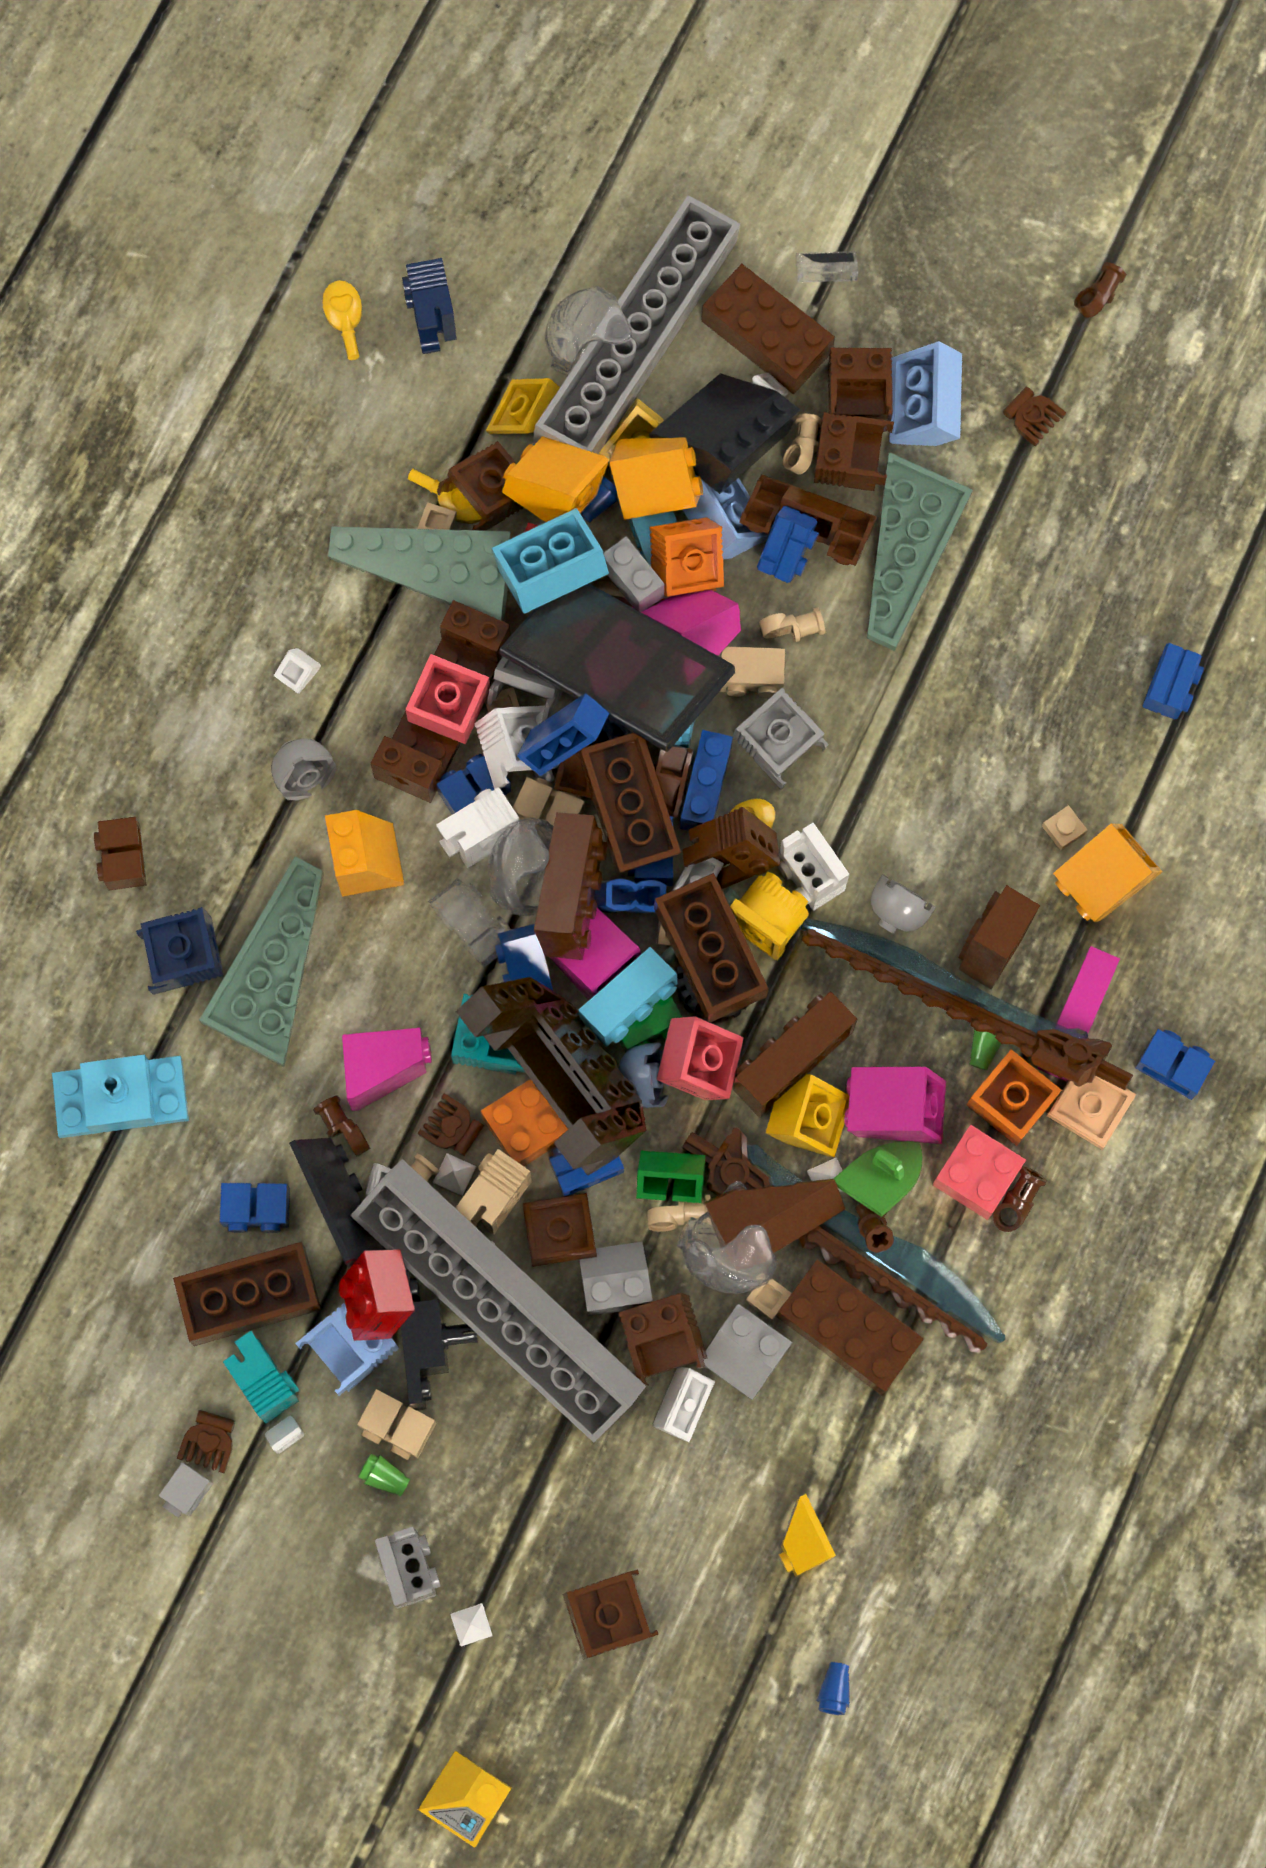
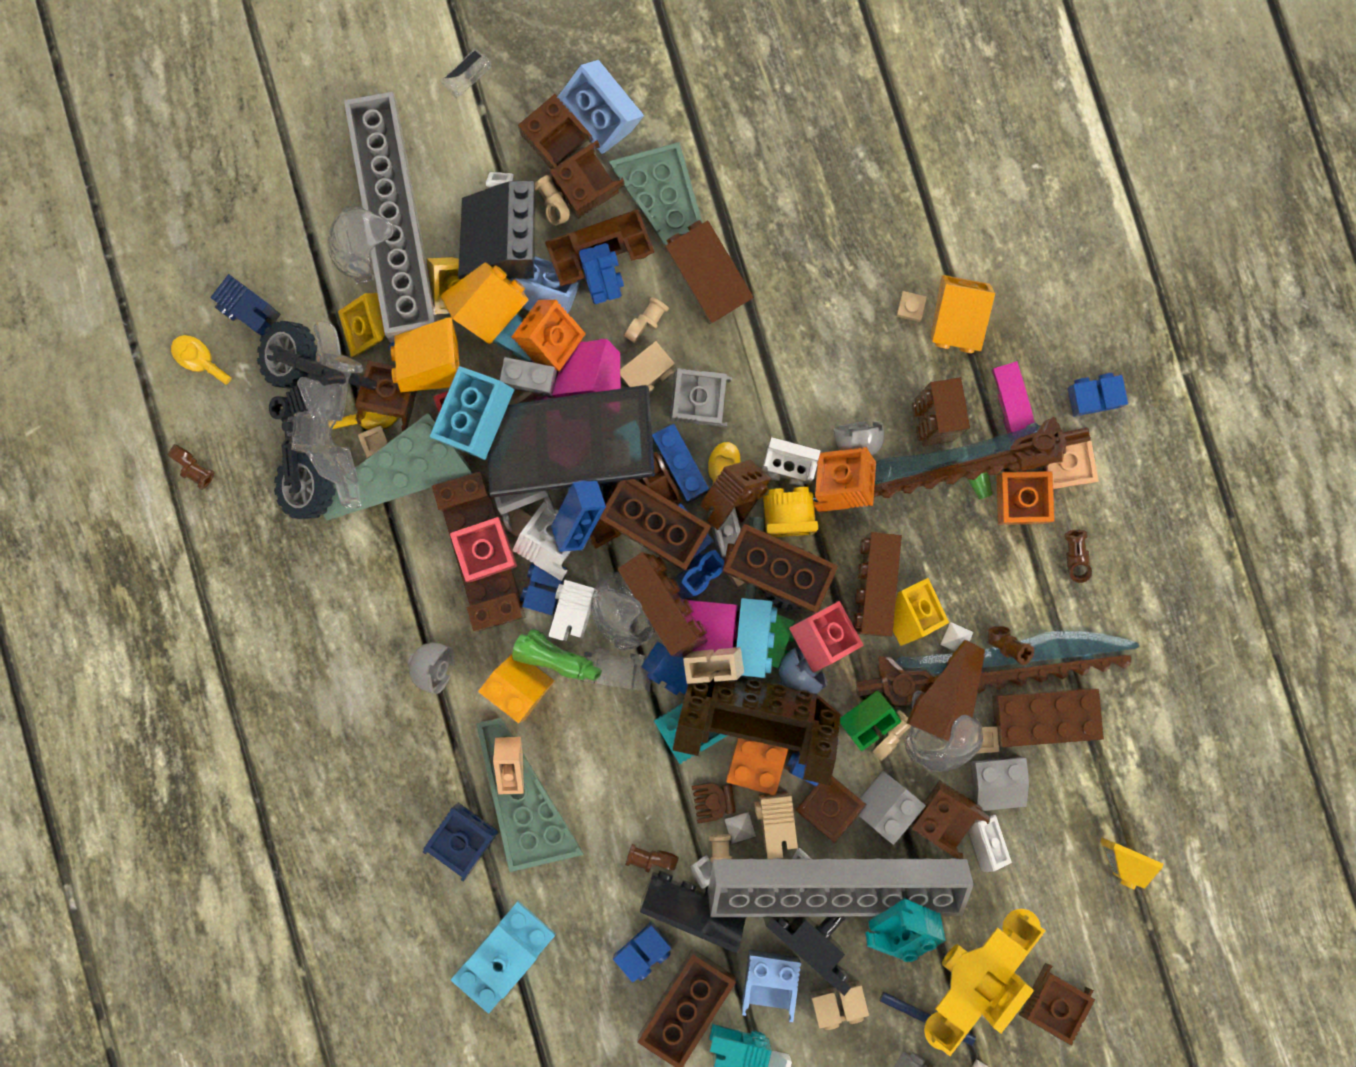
camera: 40 degrees left, 10 degrees up
(121, 853) = (370, 812): reddish brown piece -> none
(248, 405) = (191, 468): none -> reddish brown connector
(290, 917) = (508, 765): none -> light nougat slope
(296, 669) = (372, 606): white slope -> none
(376, 1295) = (768, 950): red brick -> none
(382, 1063) = (641, 805): dark pink slope -> none
(383, 1475) = (856, 1040): bright green cone -> none
(410, 437) = (310, 415): none -> piece
(415, 837) = (539, 651): none -> bright green piece
(470, 1519) = (915, 1012): none -> dark blue bar
(524, 1401) = (906, 931): none -> teal piece
(542, 802) = (596, 563): tan piece -> none
(556, 1509) = (985, 982): none -> yellow piece
(566, 980) = (704, 664): none -> tan piece
(605, 498) = (463, 337): blue cone -> none
(767, 328) = (466, 144): reddish brown brick -> none
(834, 1692) = (1217, 932): blue cone -> none
(850, 925) = (845, 479): none -> orange piece
(882, 1175) = (989, 611): bright green shield -> none
(892, 628) = (708, 270): none -> reddish brown panel
(896, 1104) = (960, 562): dark pink slope -> none
(979, 1172) = (1042, 559): coral brick -> none
(1030, 412) = (670, 61): reddish brown piece -> none
(1172, 681) = (899, 160): blue brick -> none

